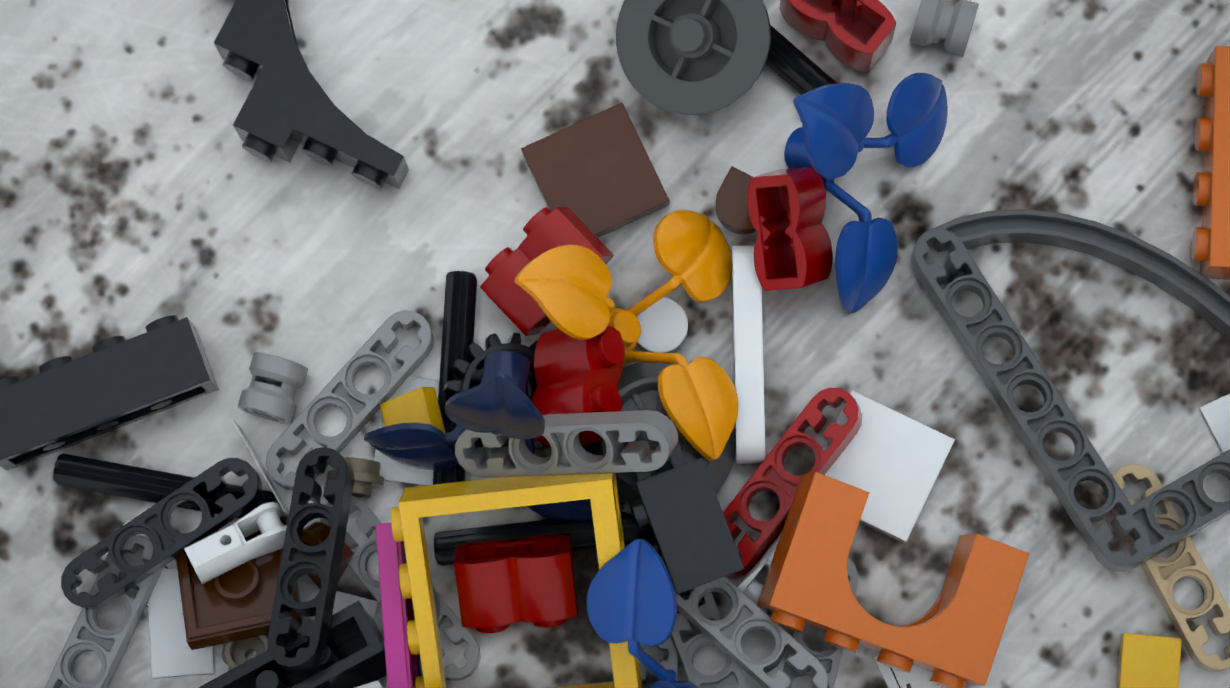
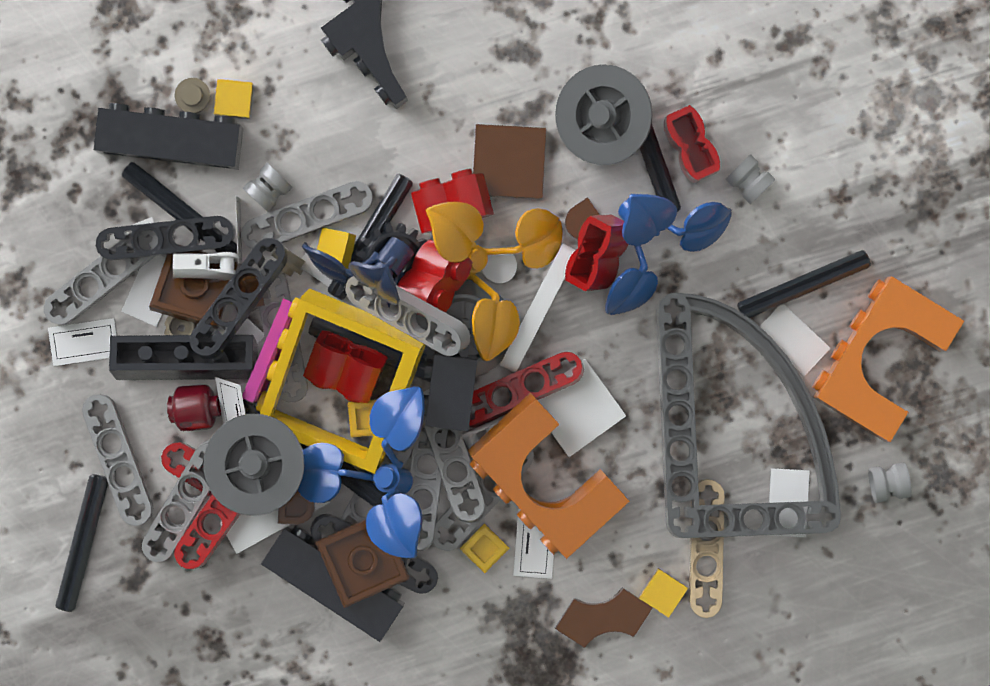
camera: 20 degrees right, 10 degrees up
(99, 316) = (192, 95): none -> dark tan plate
(161, 291) = (233, 98): none -> yellow tile
(580, 645) = (360, 418): none -> yellow tile
(1100, 126) = (804, 284): none -> black axle
(1130, 208) = (795, 339): none -> white sticker

